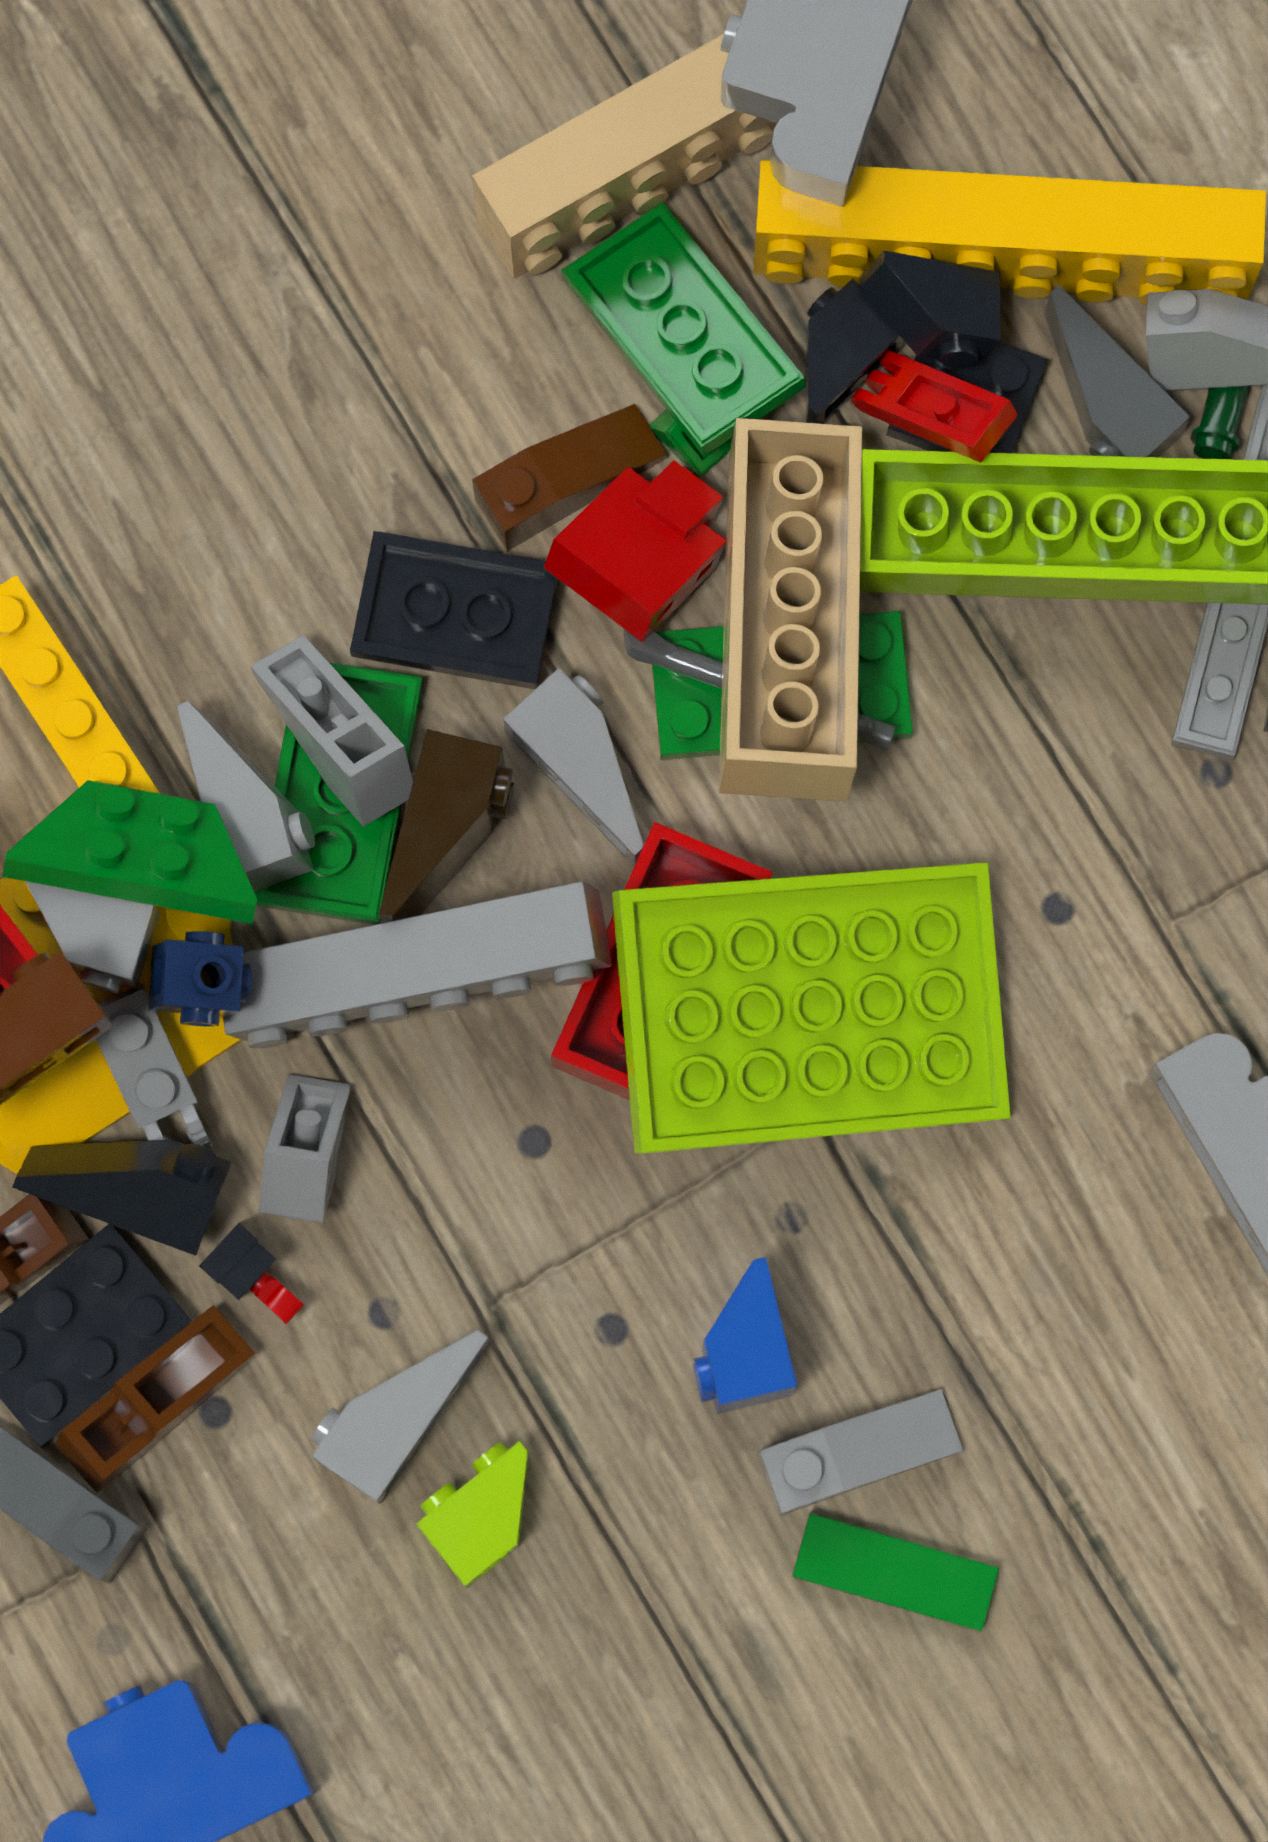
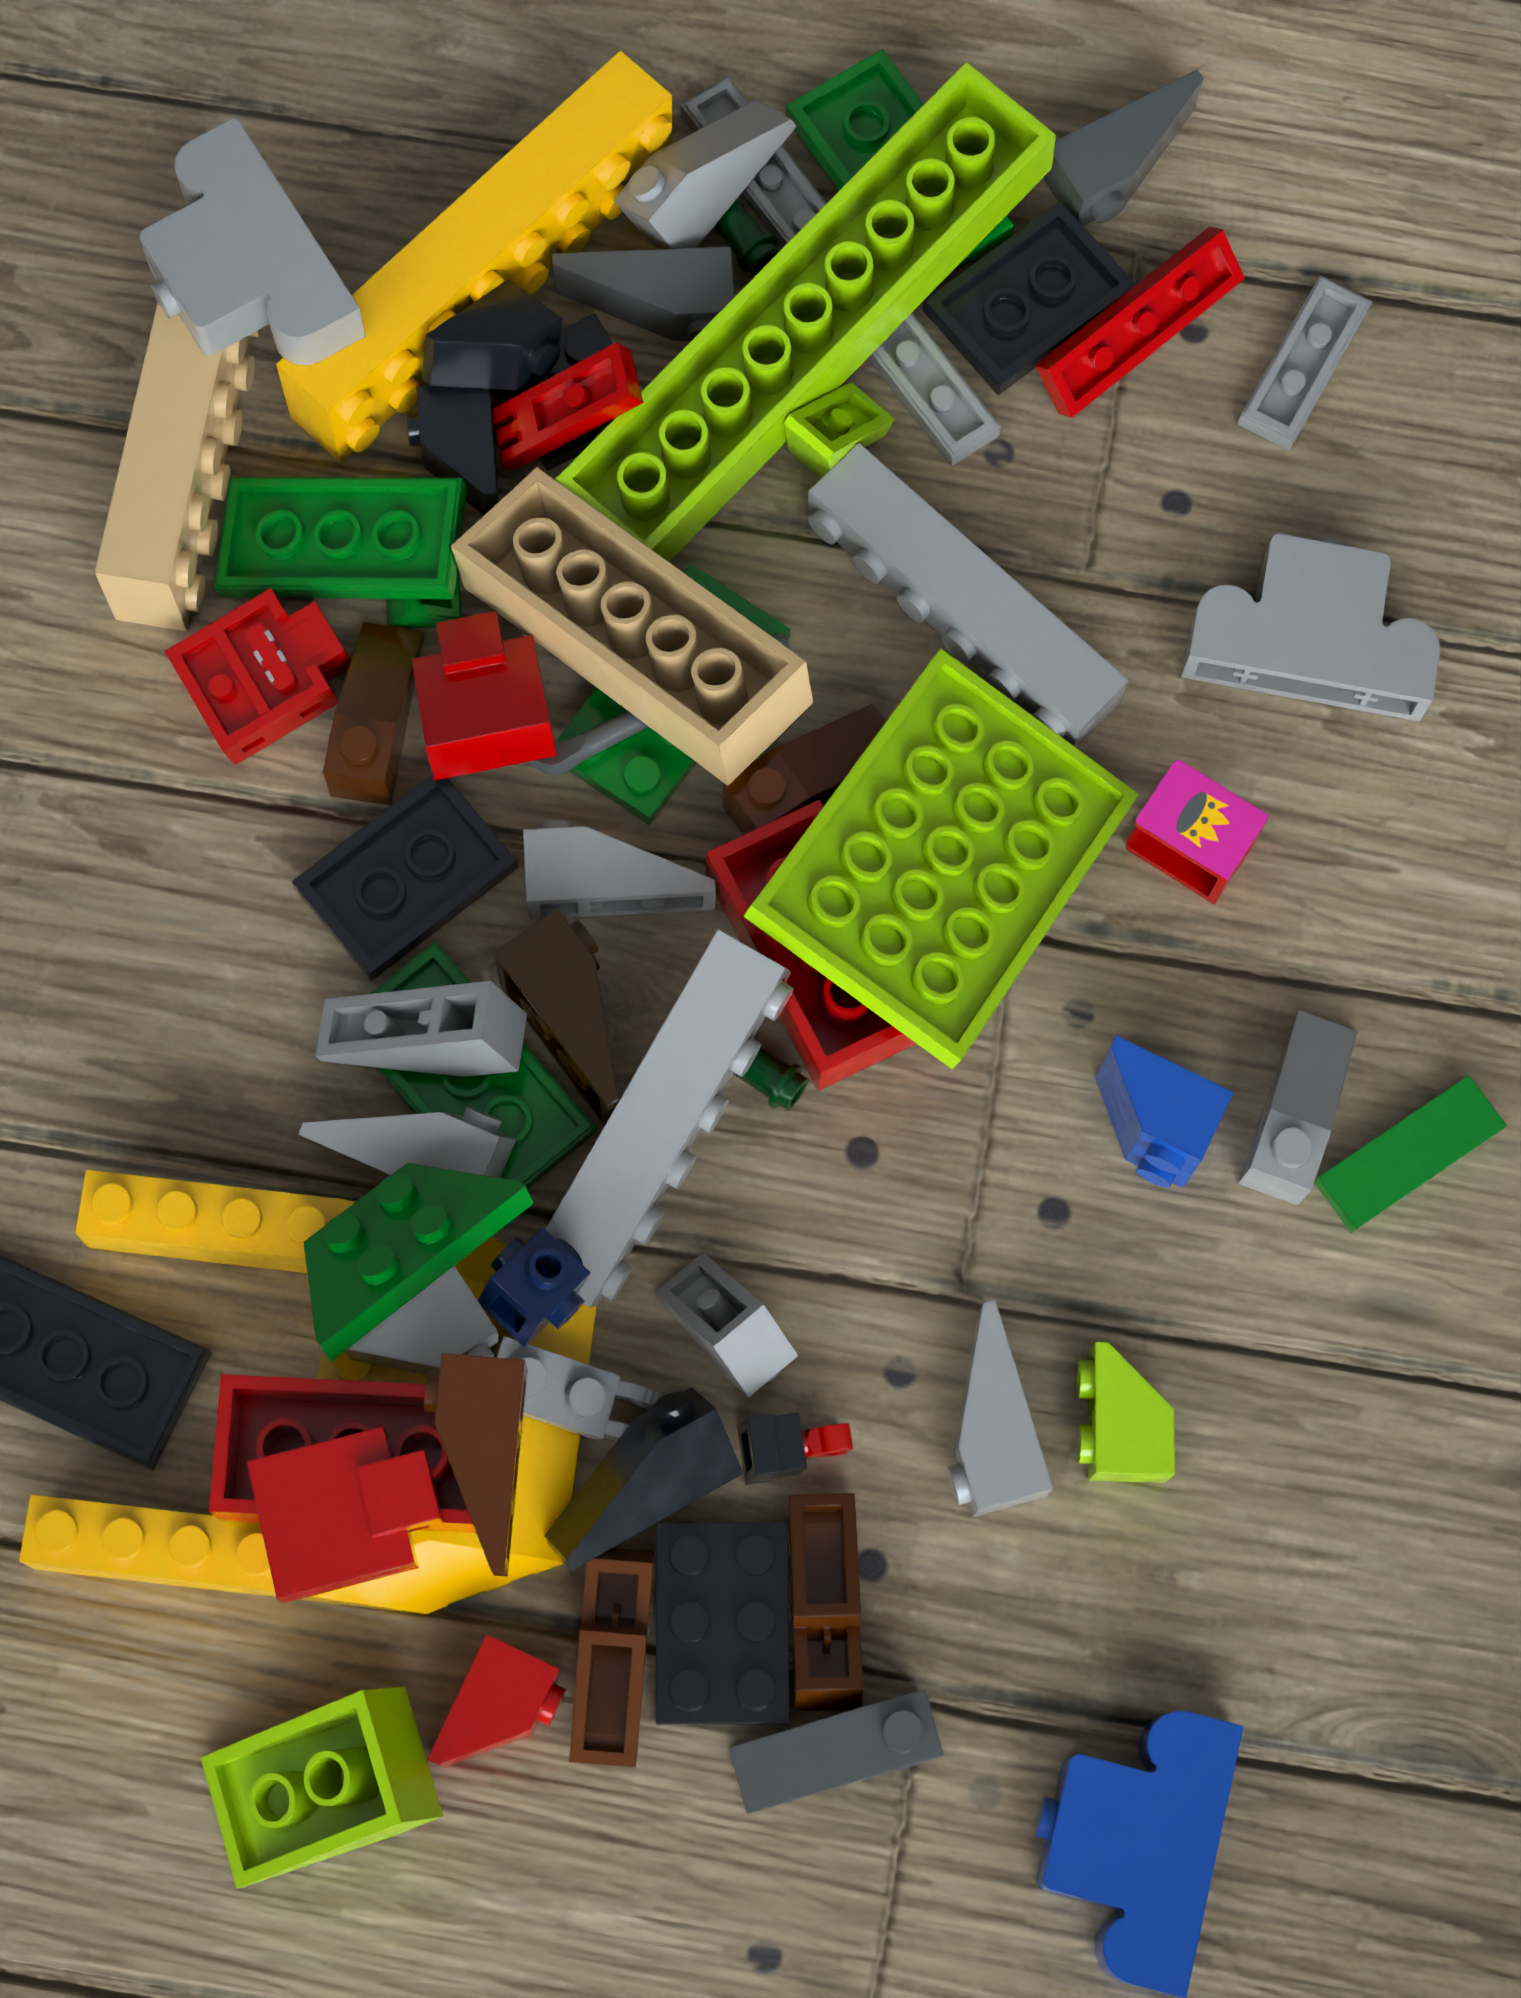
camera: 55 degrees left, 5 degrees down
(521, 363) = (260, 672): none -> red piece
(531, 1023) = (775, 1080): none -> dark green pin
(798, 840) = (800, 770): none -> reddish brown slope
(1014, 1188) = (1196, 831): none -> piece
(1057, 846) = (963, 596): none -> light grey brick
(1114, 628) = (833, 425): none -> lime slope

